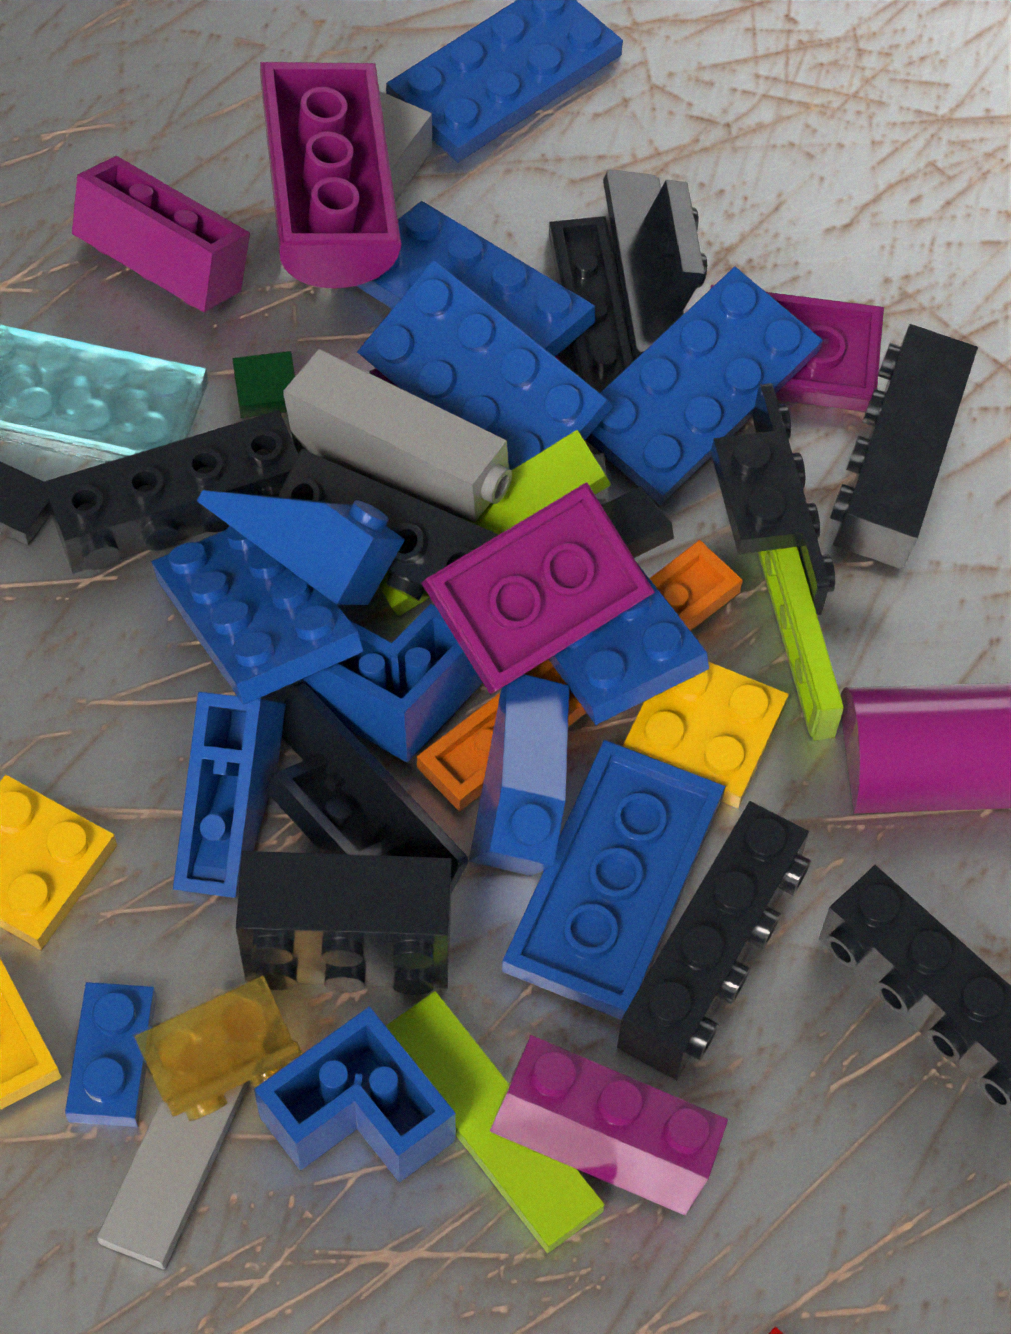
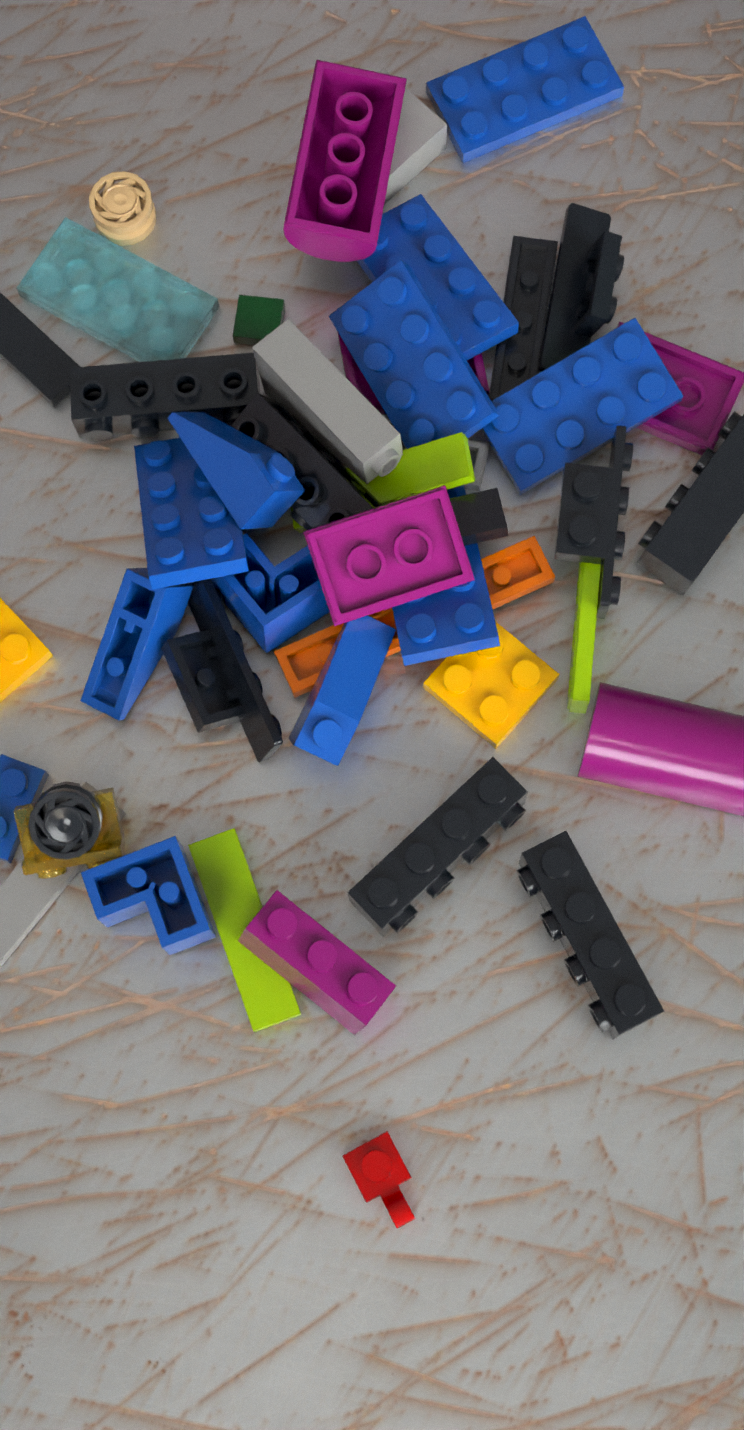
camera: 25 degrees right, 15 degrees up
(53, 295) = (123, 209): none -> tan wheel
(160, 233) = (212, 178): magenta brick -> none
(215, 1025) = (66, 820): none -> black wheel
(345, 920) = (181, 766): black brick -> none
(614, 880) = (385, 780): blue plate -> none

